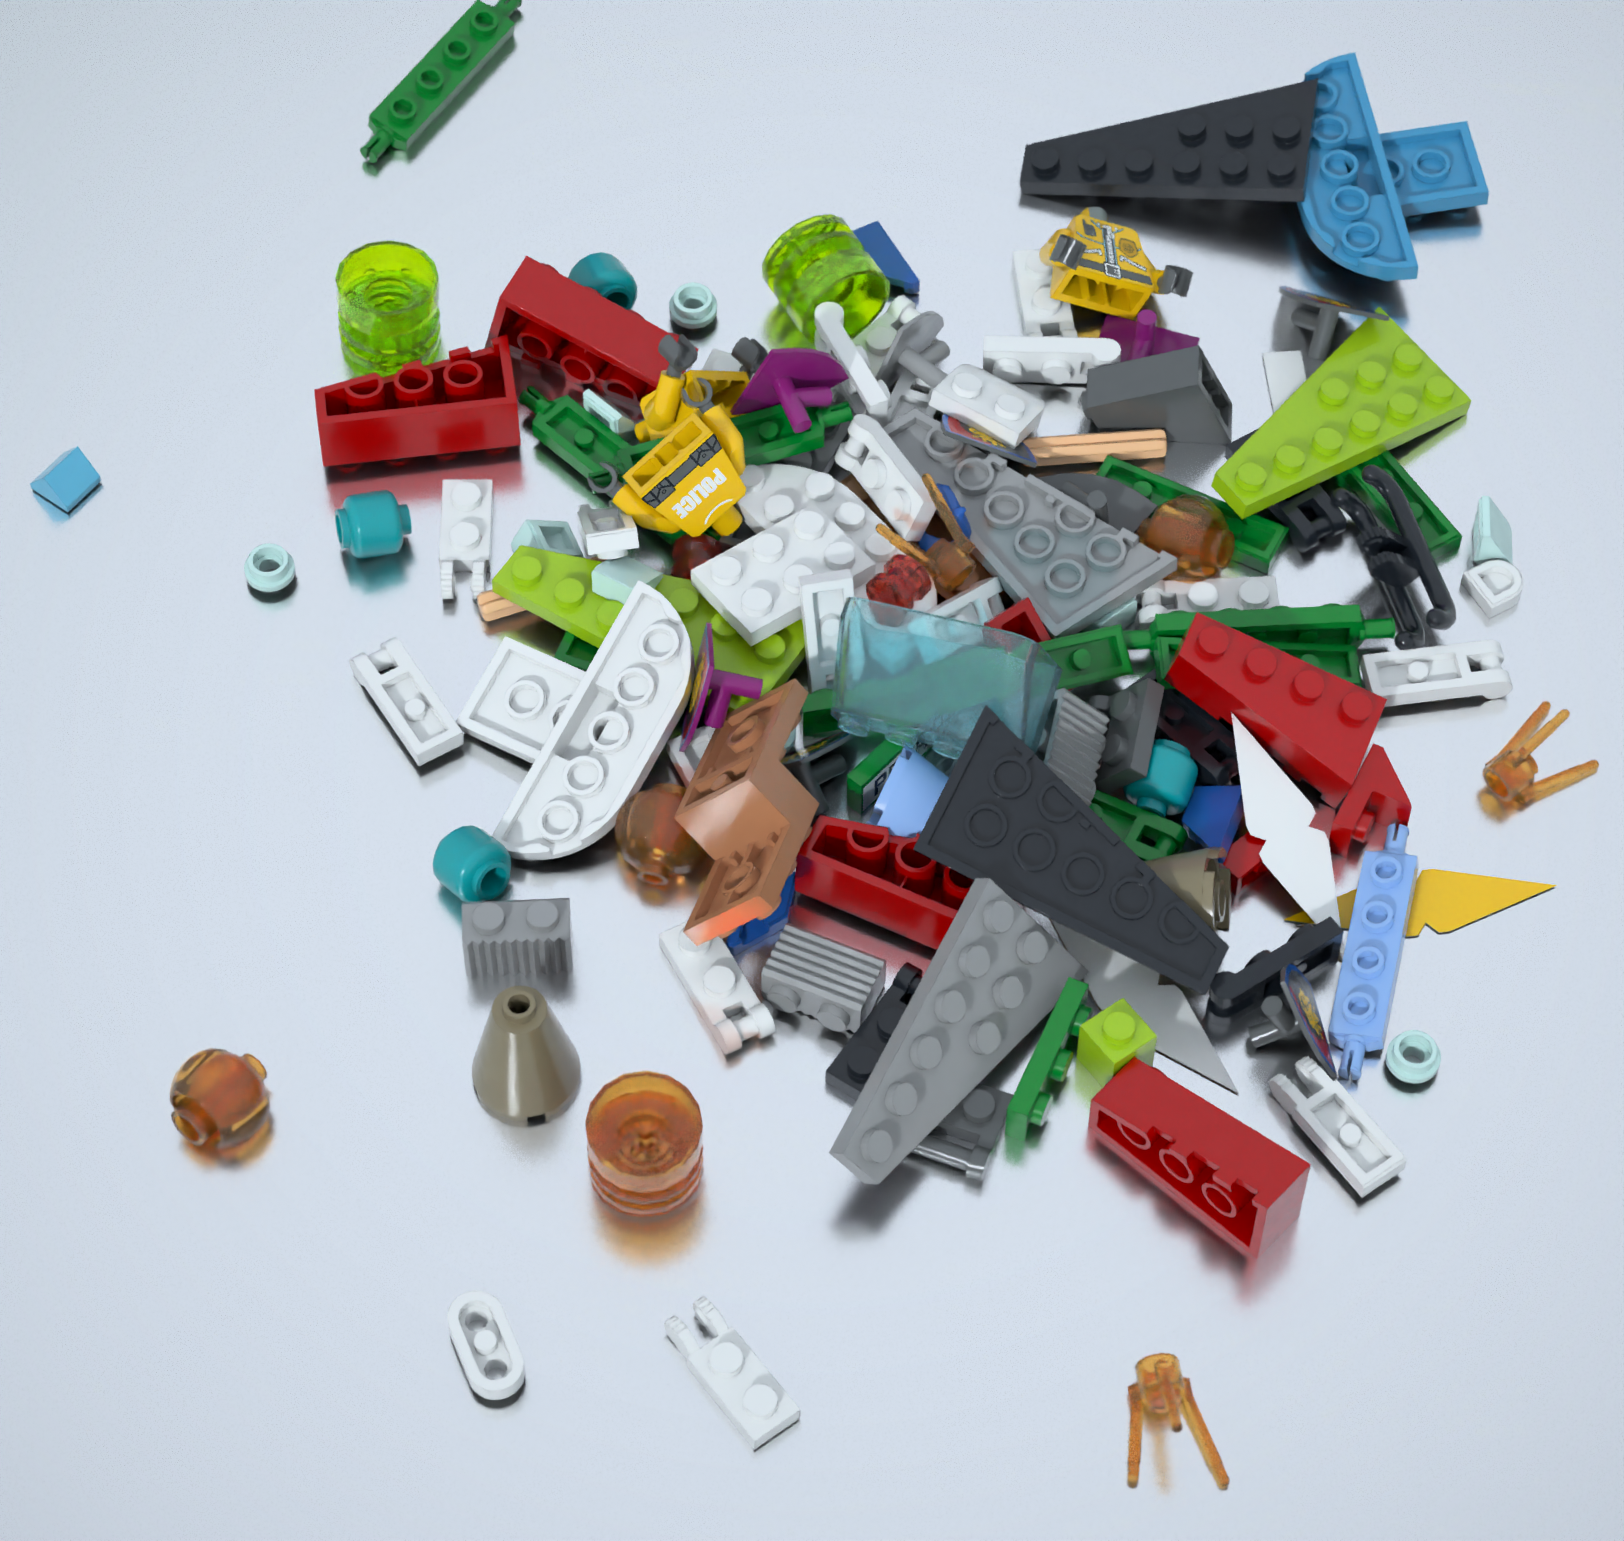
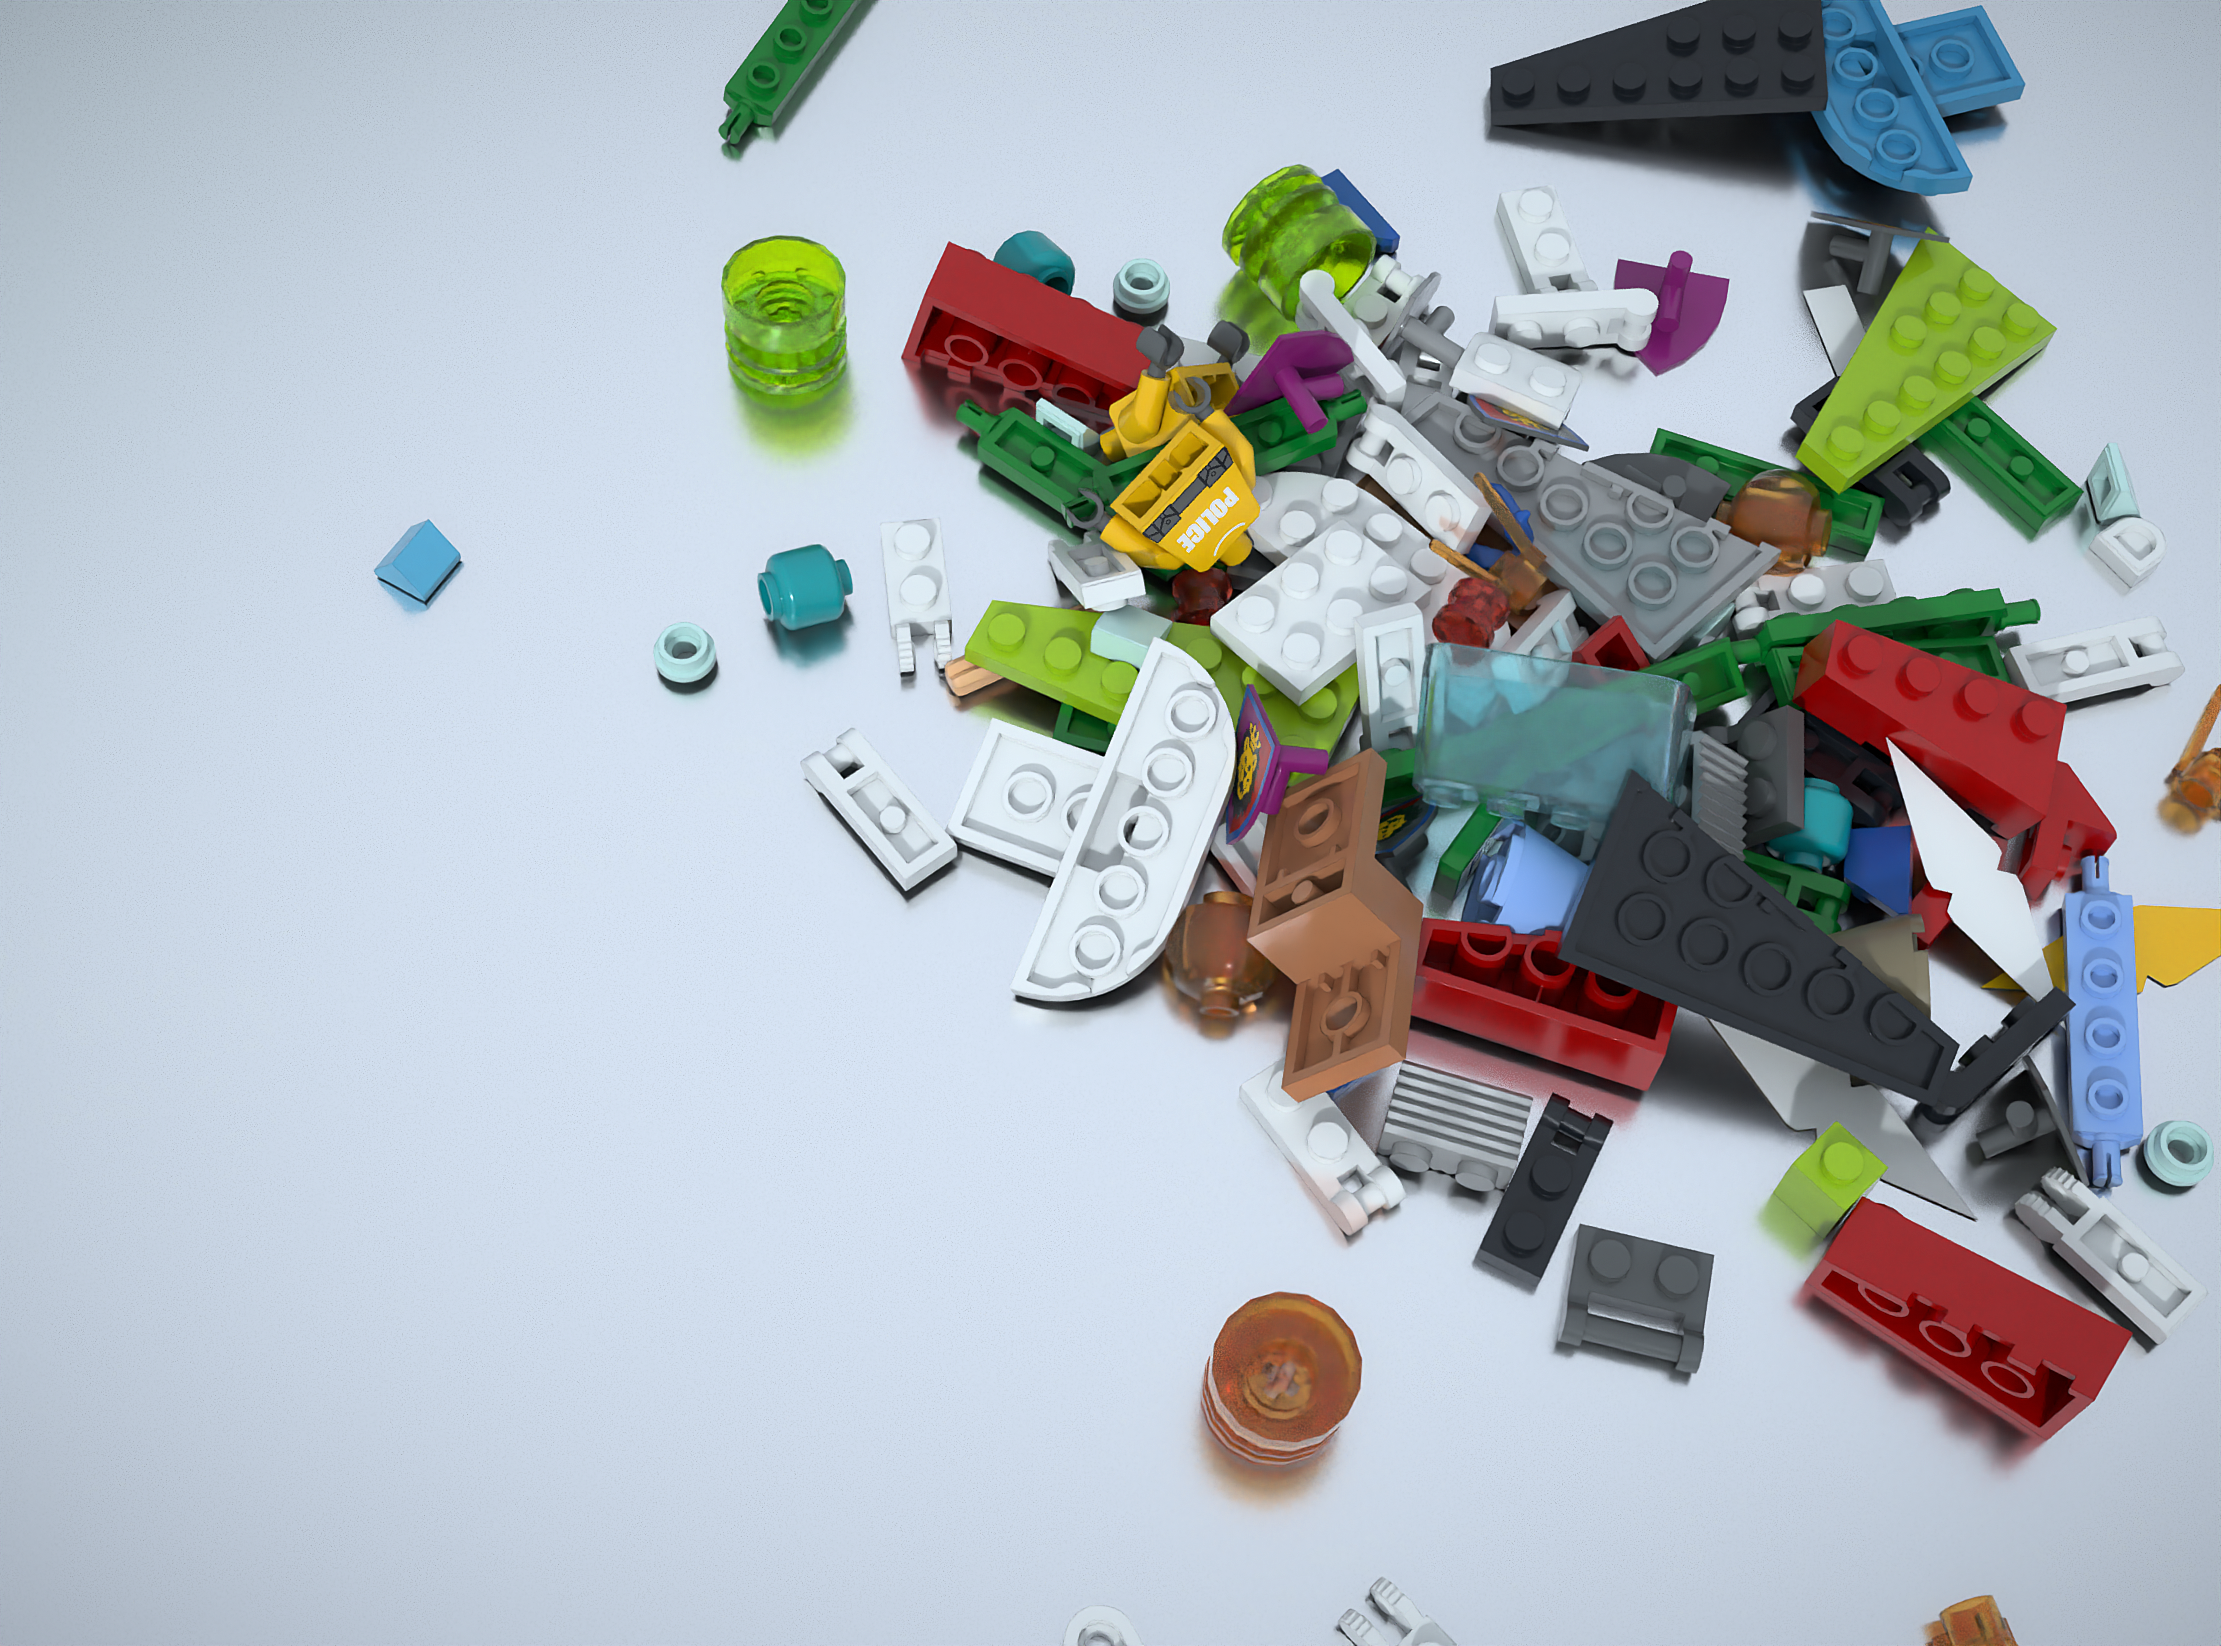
camera: 10 degrees left, 5 degrees up
(222, 1094) = (723, 1364): clear orange plant -> none
(422, 409) = (845, 438): red wedge -> none
(472, 864) = (995, 1017): teal head -> none
(517, 937) = (1068, 1108): light grey brick -> none
(524, 1058) = (1104, 1277): dark tan cone -> none
(548, 536) = (1017, 584): light aqua slope -> none
(972, 1007) = (1655, 1156): light grey wing -> none
(1049, 1061) = (1750, 1206): green plate -> none
(1096, 447) = (1645, 417): light nougat axle -> none
(1106, 267) = (1614, 205): yellow torso -> none
(1163, 392) = (1707, 356): dark grey slope -> none
(1398, 558) = (2024, 525): black piece -> none

